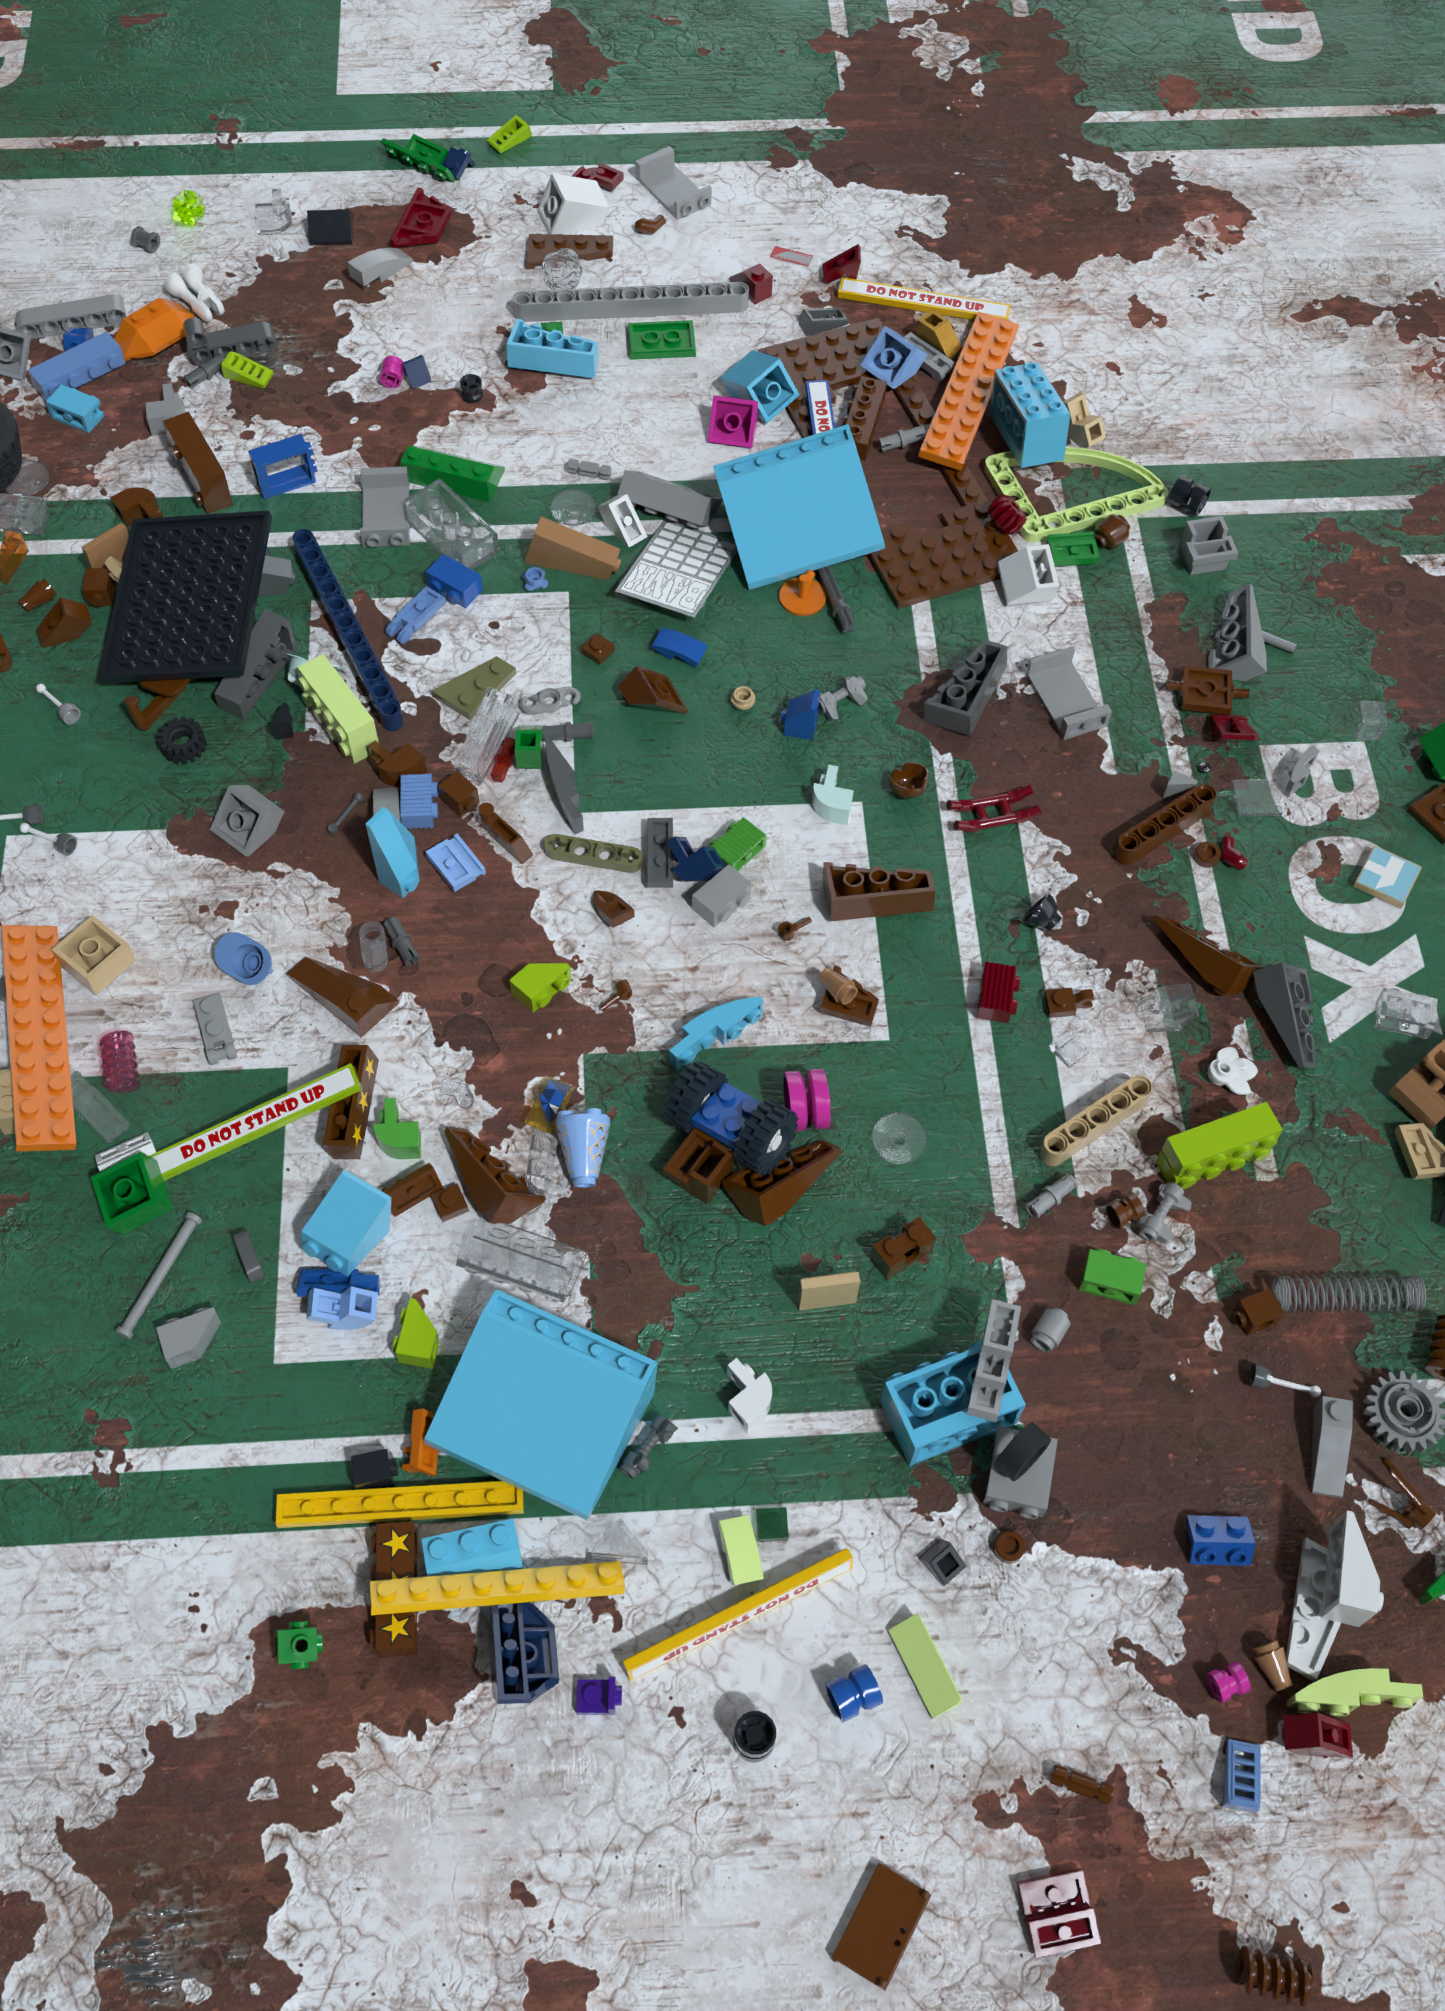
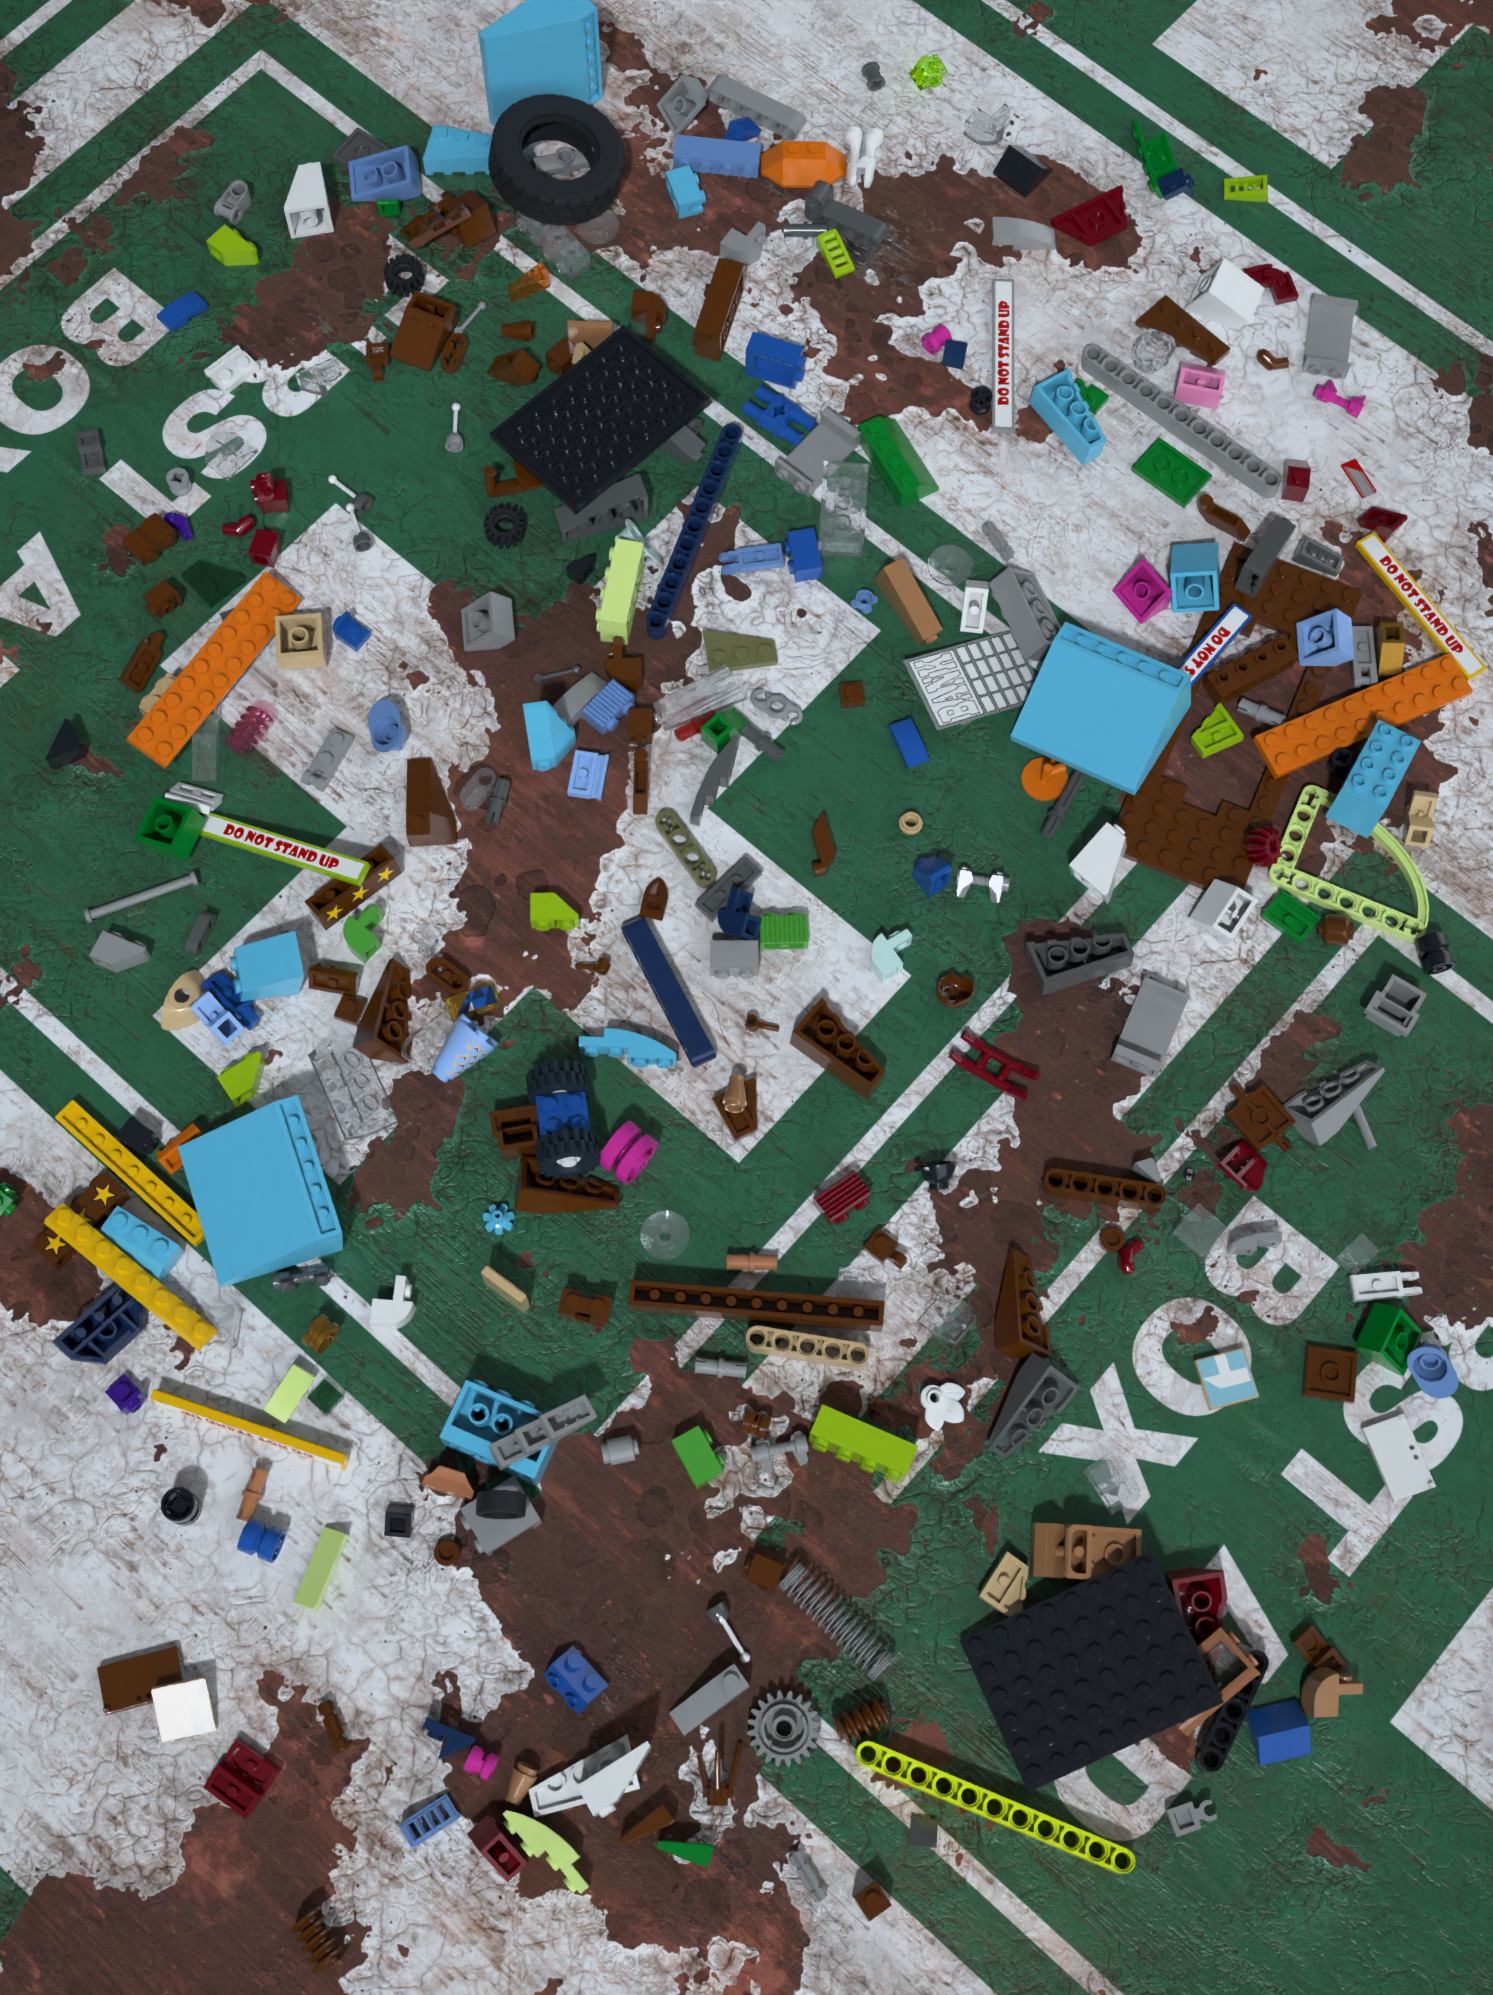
camera: 45 degrees right, 10 degrees up
(129, 918) = (350, 631): none -> blue bracket
(297, 1338) = (176, 1014): none -> tan piece
(325, 504) = (785, 412): none -> blue pin
(453, 350) = (1003, 356): none -> tile
(506, 1102) = (448, 977): none -> reddish brown plate
(621, 269) = (1199, 385): none -> bright pink slope
(651, 691) = (850, 763): reddish brown slope -> none
(696, 765) = (824, 847): none -> reddish brown piece
(698, 962) = (668, 992): none -> dark blue beam
(712, 217) = (1328, 394): none -> dark pink piece
(715, 1474) = (320, 1334): none -> pearl gold wheel
(731, 341) = (1222, 518): none -> reddish brown piece
(754, 1250) = (501, 1222): none -> medium azure plant
(795, 337) = (1264, 556): none -> dark grey slope
(801, 1666) = (252, 1494): none -> nougat pin
(886, 474) = (1216, 733): none -> lime wing
(915, 609) = (1100, 861): none -> white slope
(947, 1906) = (184, 1708): none -> tile
(954, 1485) = (451, 1483): none -> nougat slope
(984, 1098) = (751, 1261): none -> nougat pin
(989, 429) = (1339, 761): none -> black bush
(1025, 1125) = (756, 1306): none -> reddish brown brick
(1188, 1116) = (875, 1406): none -> reddish brown piece
(1188, 1686) = (455, 1740): none -> dark blue slope
(1401, 1585) = (654, 1821): none -> reddish brown slope
(1406, 727) = (1382, 1285): none -> white hinge

